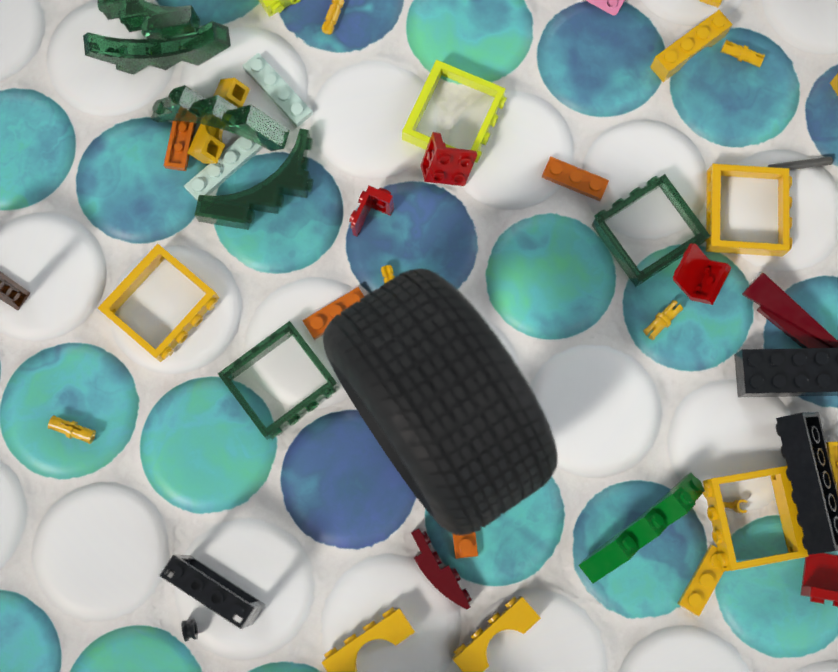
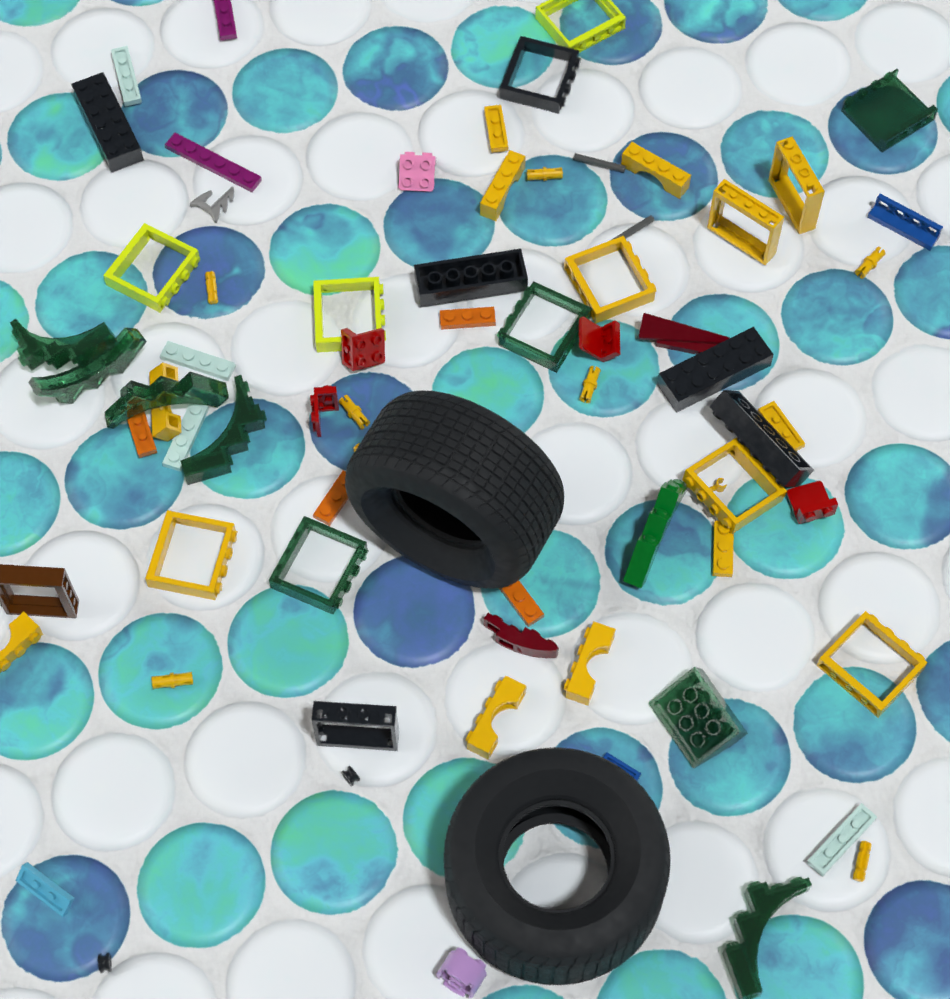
camera: 25 degrees left, 15 degrees down
(403, 226) = (354, 412): none -> yellow pin
(602, 136) = (470, 277): none -> black brick
(809, 69) = (598, 162): none -> dark grey bar

